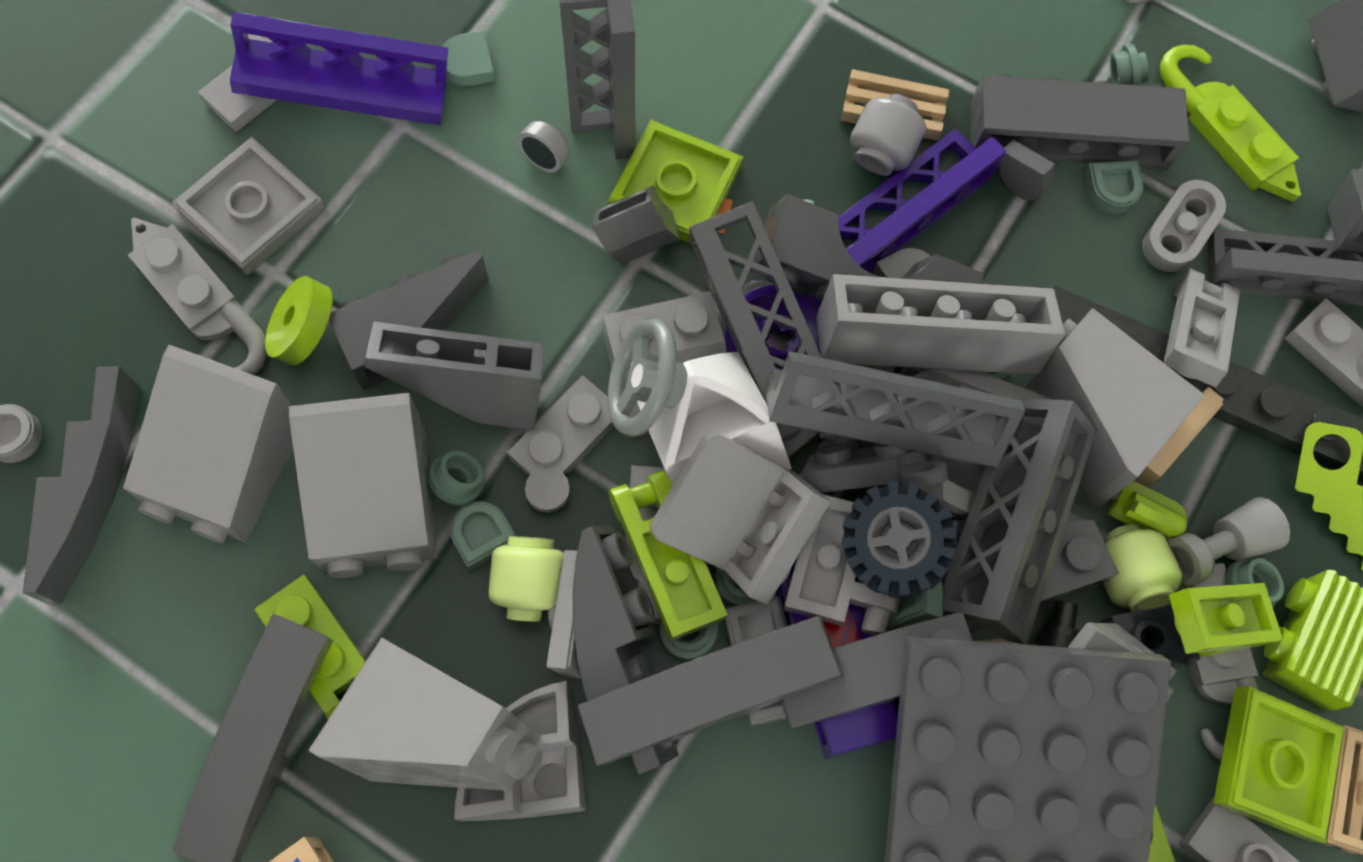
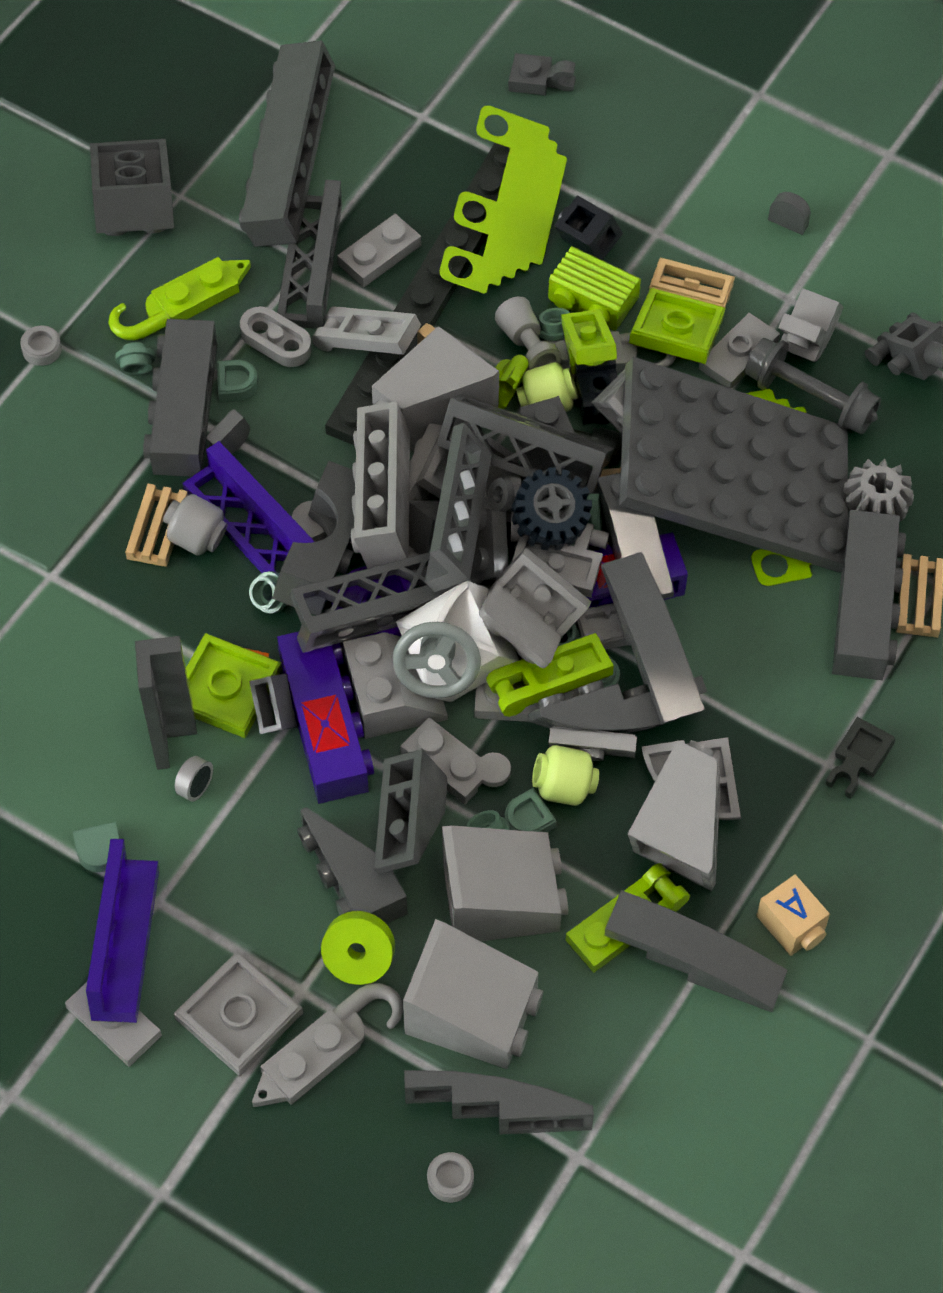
camera: 85 degrees left, 10 degrees down
(575, 290) = (325, 720): none -> dark purple brick

